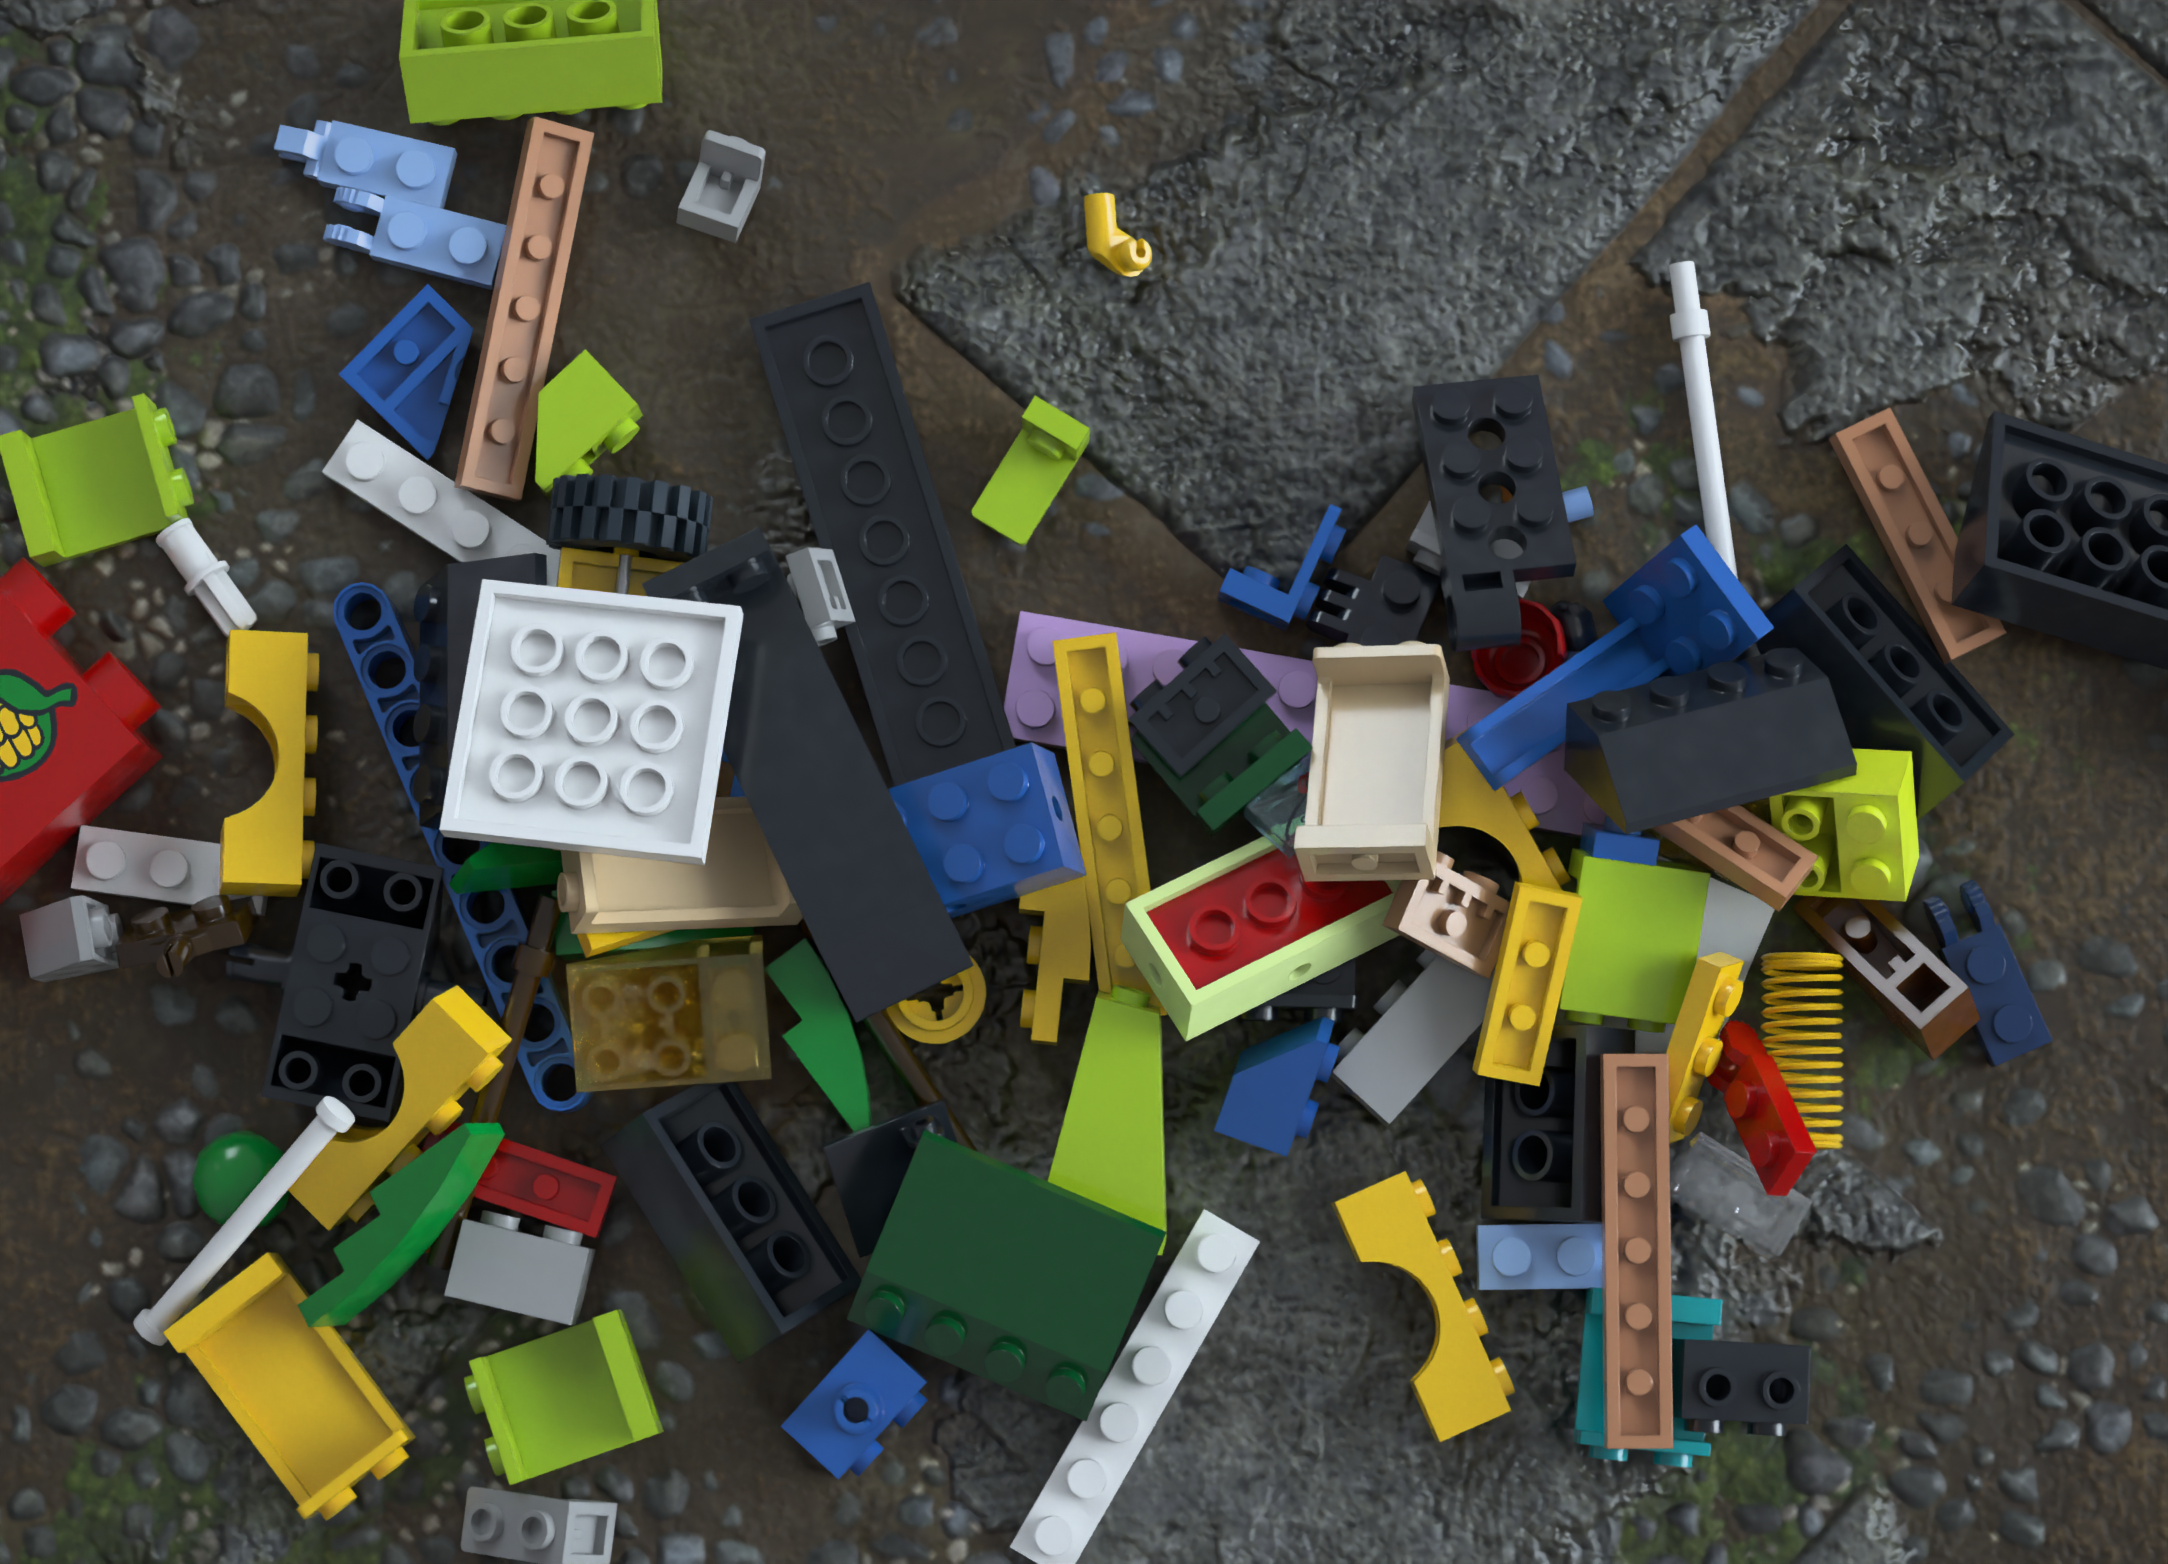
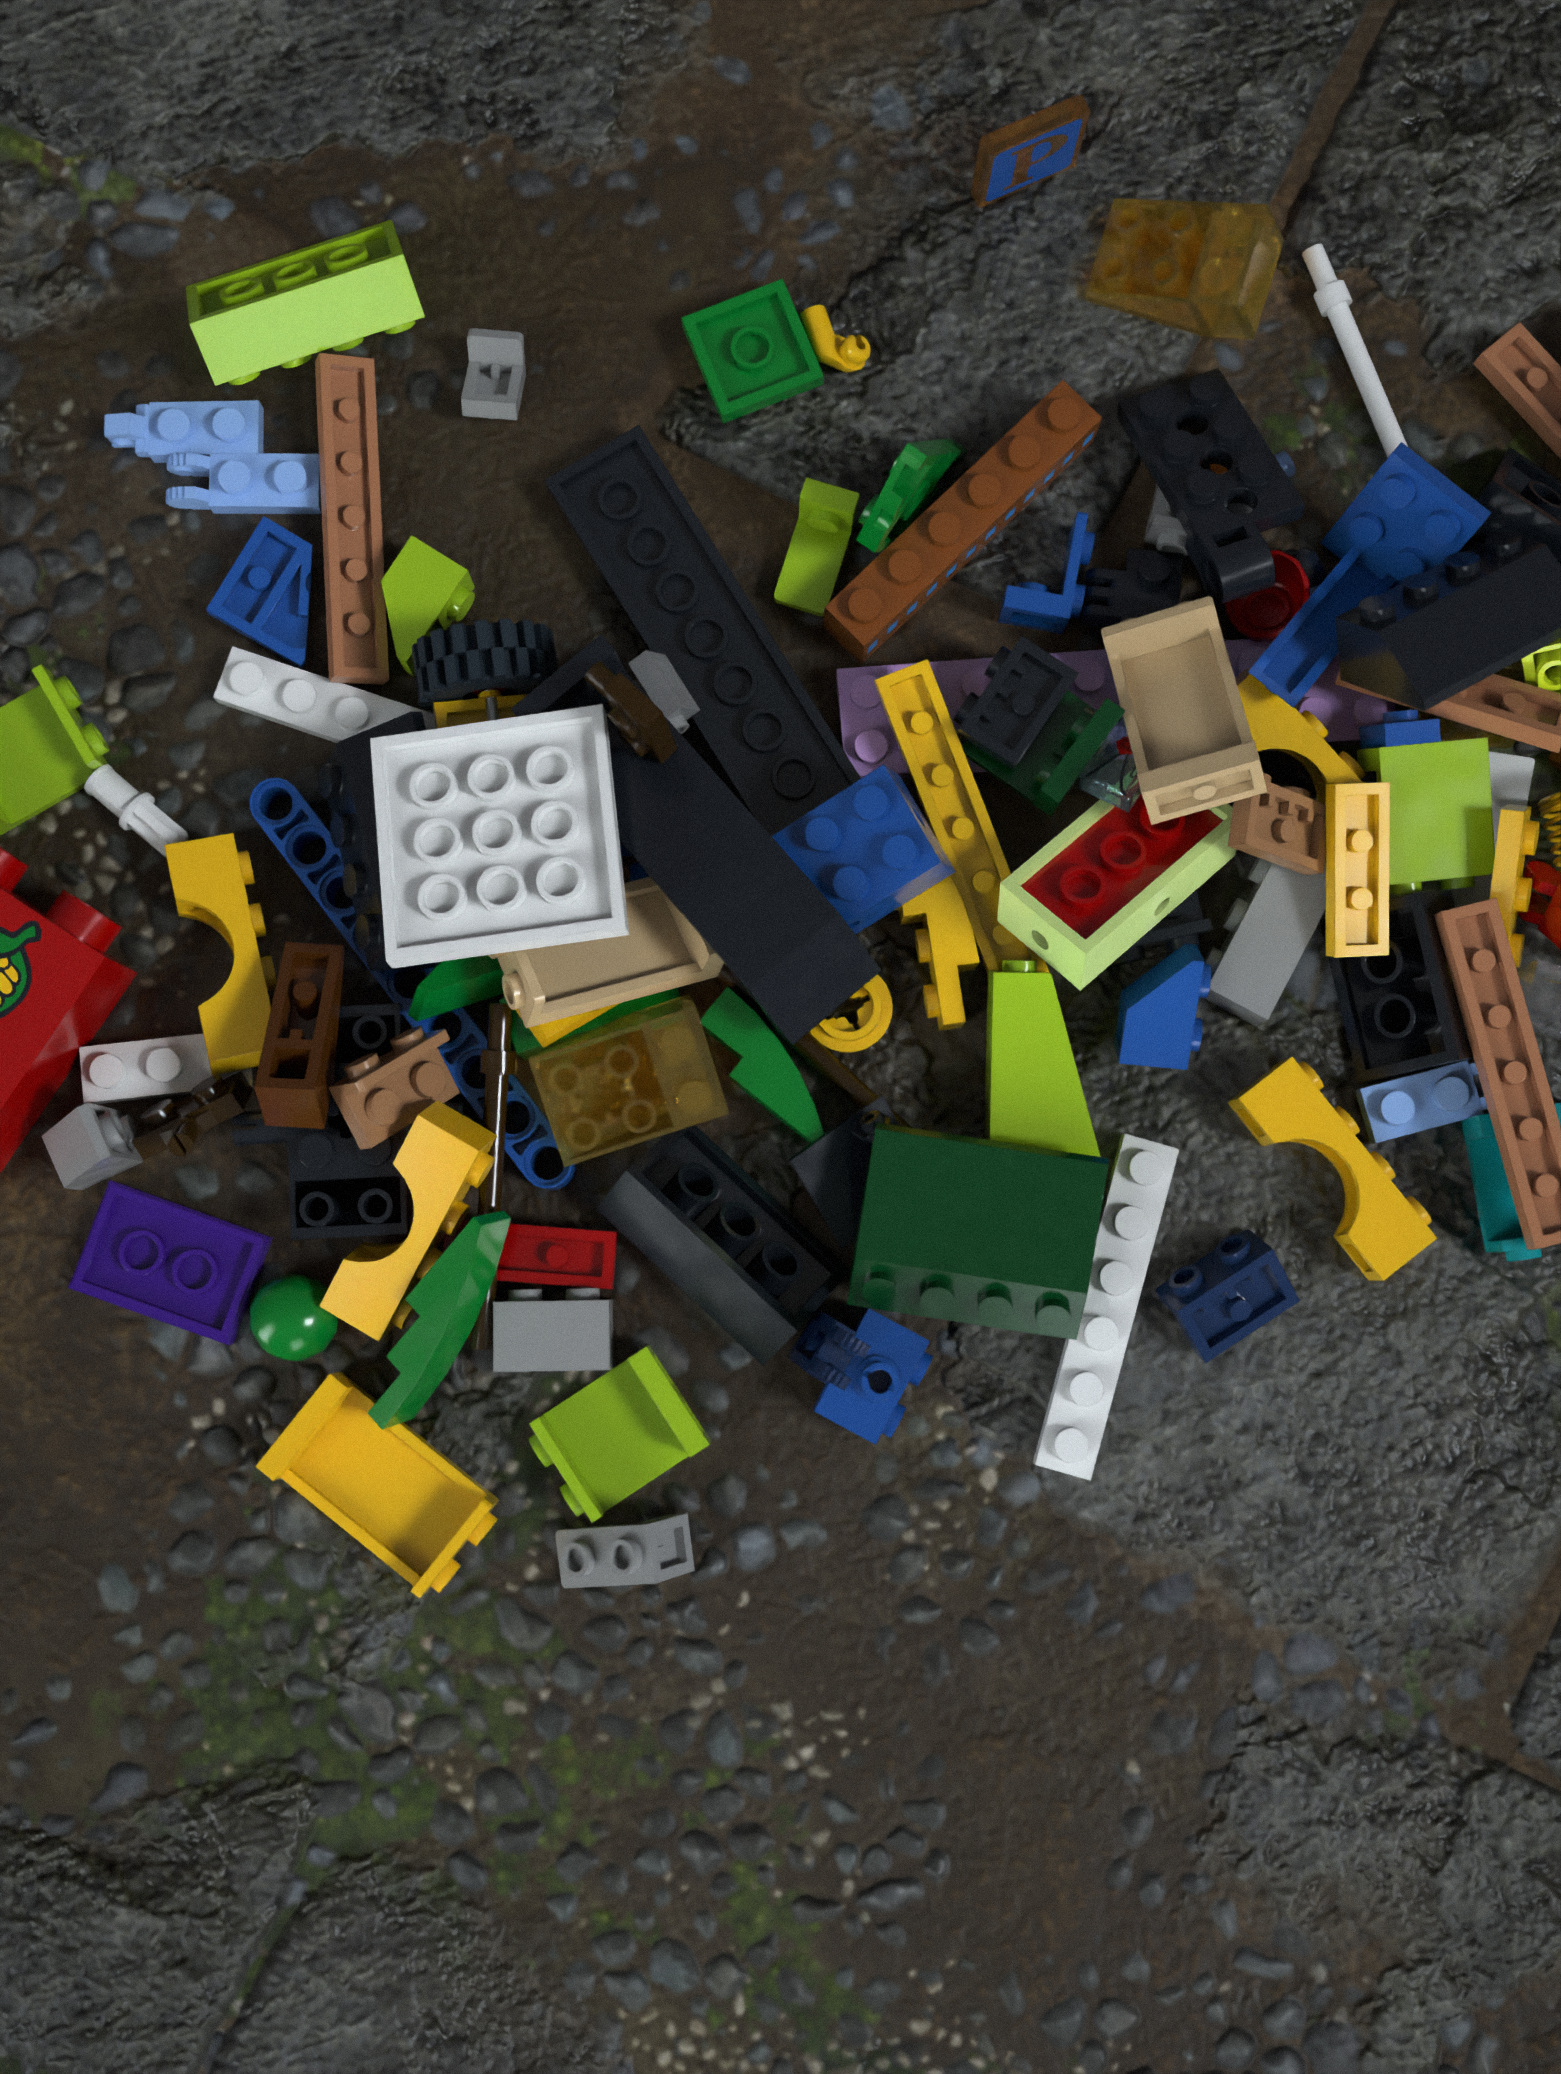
camera: 15 degrees left, 0 degrees up
(122, 1086) = (170, 1262): none -> dark purple tile
(329, 880) = (301, 1037): none -> reddish brown slope
(331, 1118) = (355, 1243): white bar -> none
(415, 960) = (392, 1089): none -> medium nougat bracket
(767, 625) = (638, 718): none -> dark brown plate
(810, 1362) = (827, 1349): none -> dark blue hinge
(1019, 227) = (752, 351): none -> green plate
(1145, 437) = (907, 490): none -> green wing
(1200, 481) = (961, 522): none -> dark orange brick
(1270, 1414) = (1228, 1293): none -> dark blue bracket
(1383, 81) = (1029, 150): none -> clear orange tile
(1533, 248) = (1188, 264): none -> clear yellow slope

